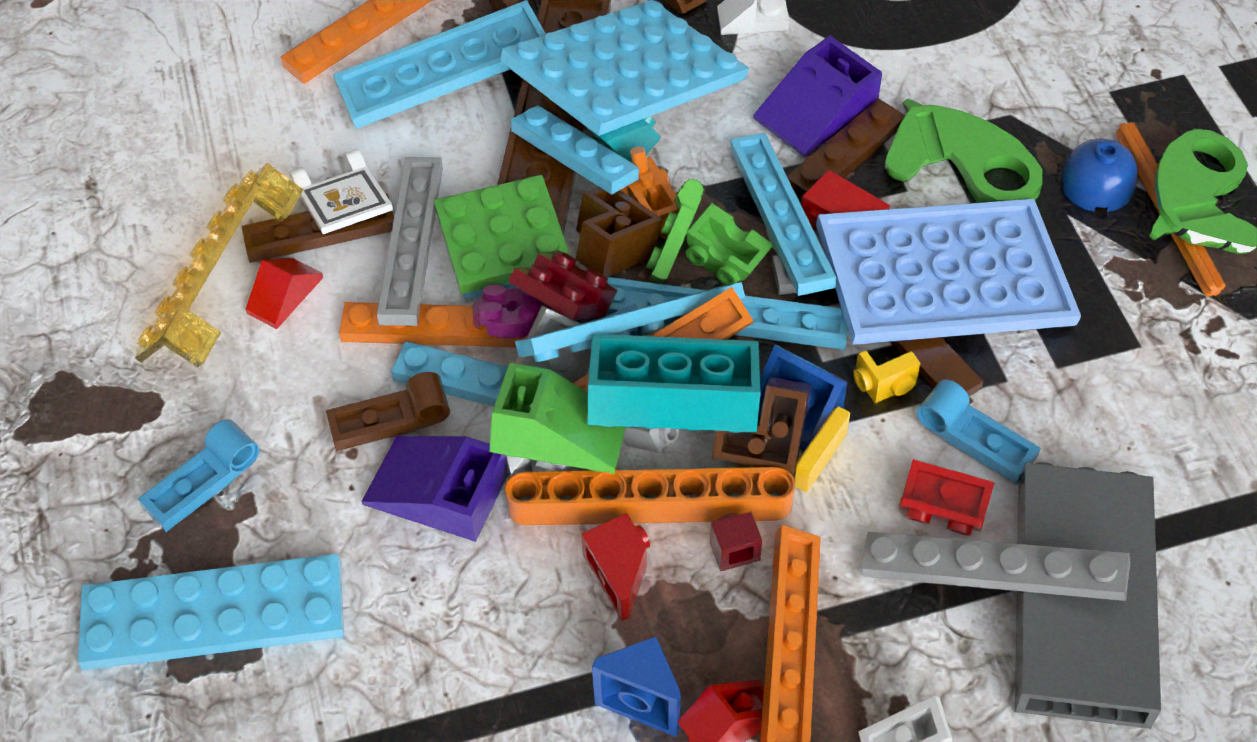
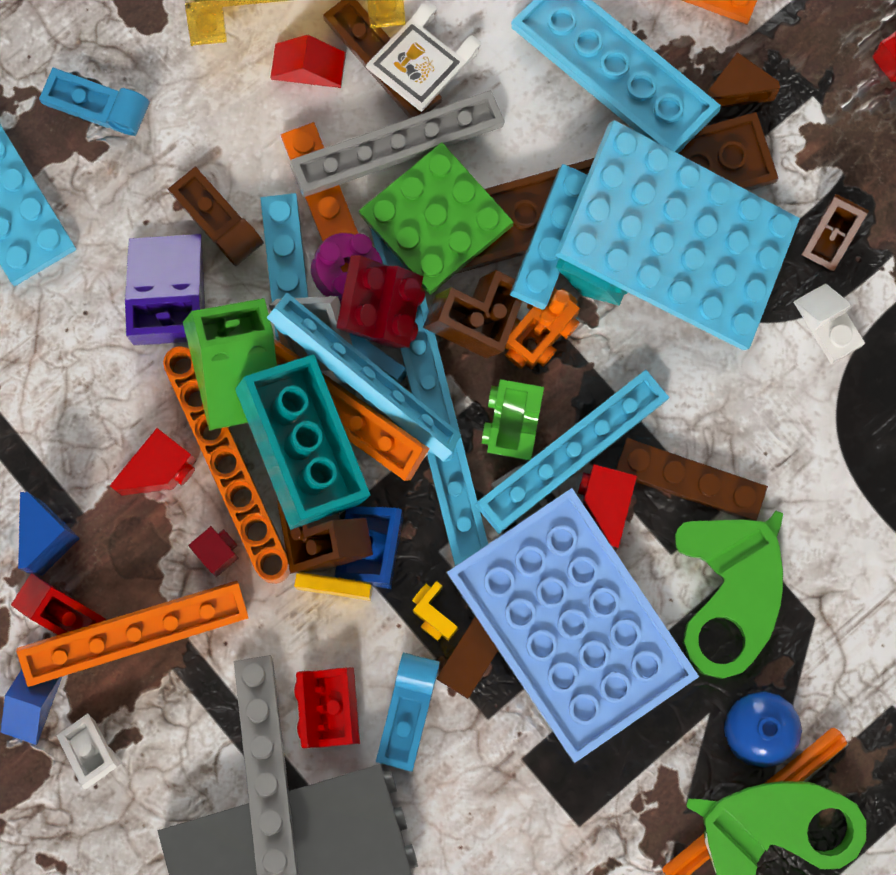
camera: 65 degrees right, 25 degrees up
(676, 230) = (500, 368): bright green hinge -> none
(820, 96) = (734, 430): dark purple slope -> none

